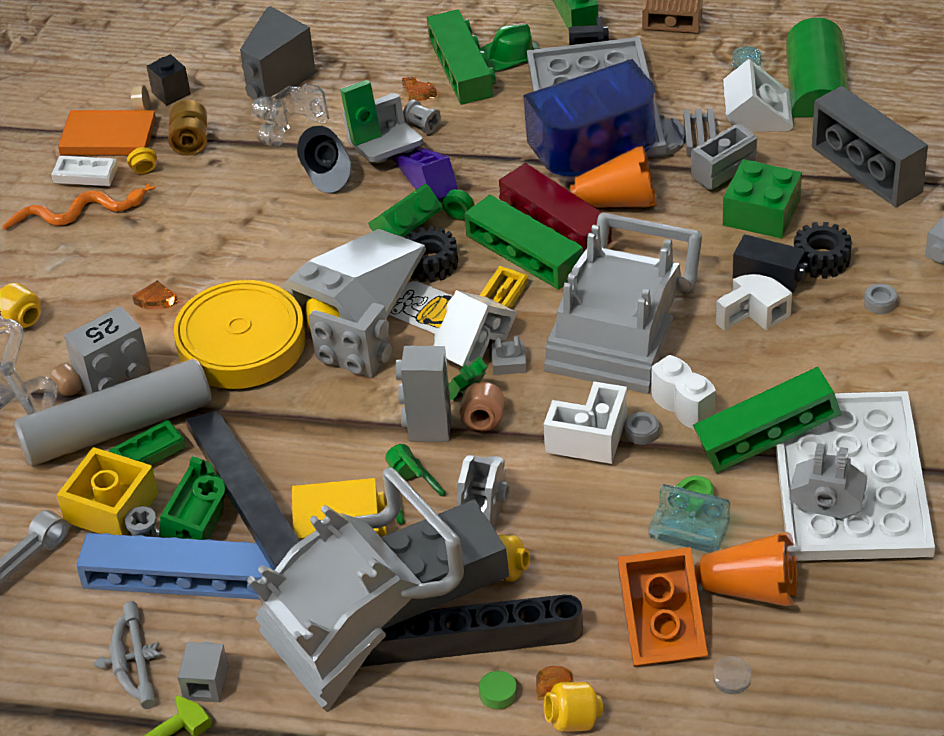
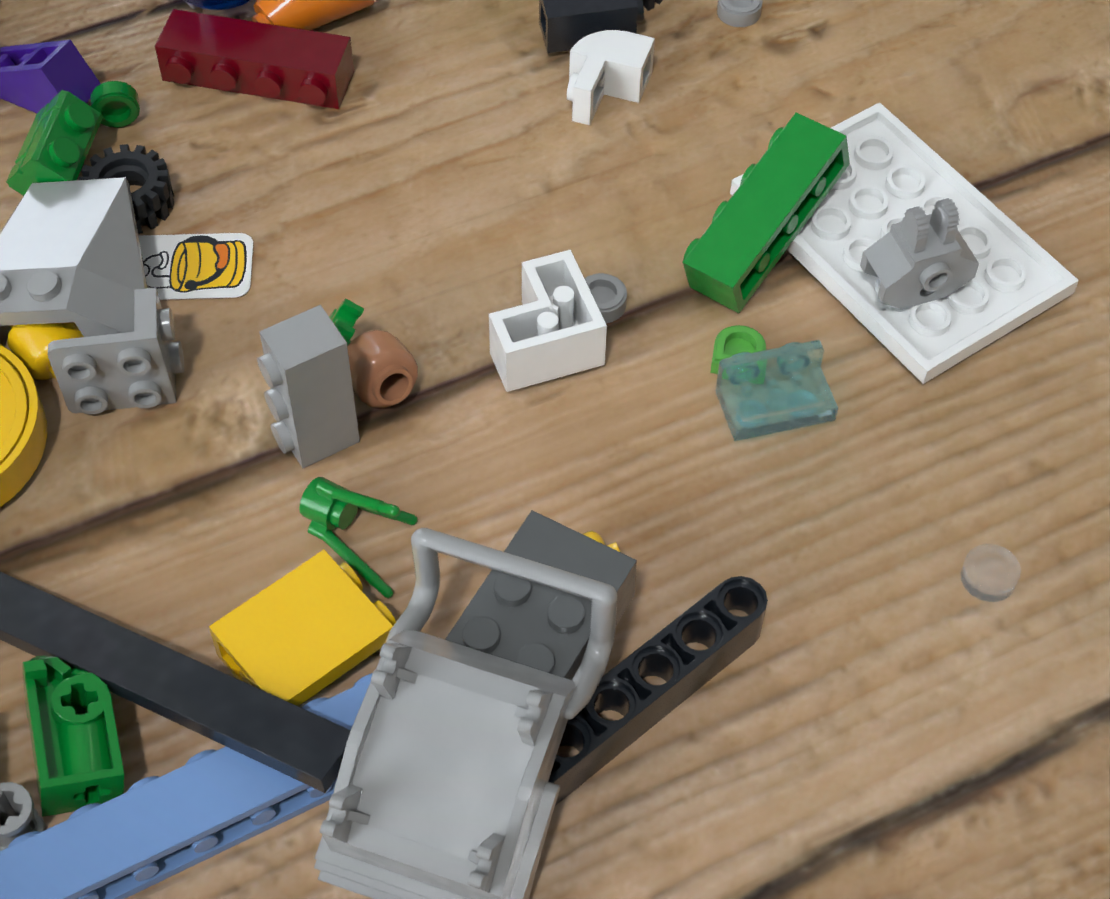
camera: 40 degrees left, 10 degrees up
(470, 326) = (280, 266): white brick -> none
(485, 482) = (486, 485): light grey hinge -> none
(497, 689) = (727, 768): bright green tile -> none
(508, 356) = (350, 279): light grey tile -> none
(513, 295) = (270, 230): yellow tile -> none
(522, 240) = (246, 116): green brick -> none
(549, 677) = (799, 716): clear orange tile -> none
(572, 706) = (854, 736): yellow head -> none
(619, 306) = (459, 150): light grey piece -> none
(662, 607) = (843, 529): orange slope -> none
(682, 391) = (623, 225): white brick -> none
(752, 570) = (916, 418): orange cone -> none

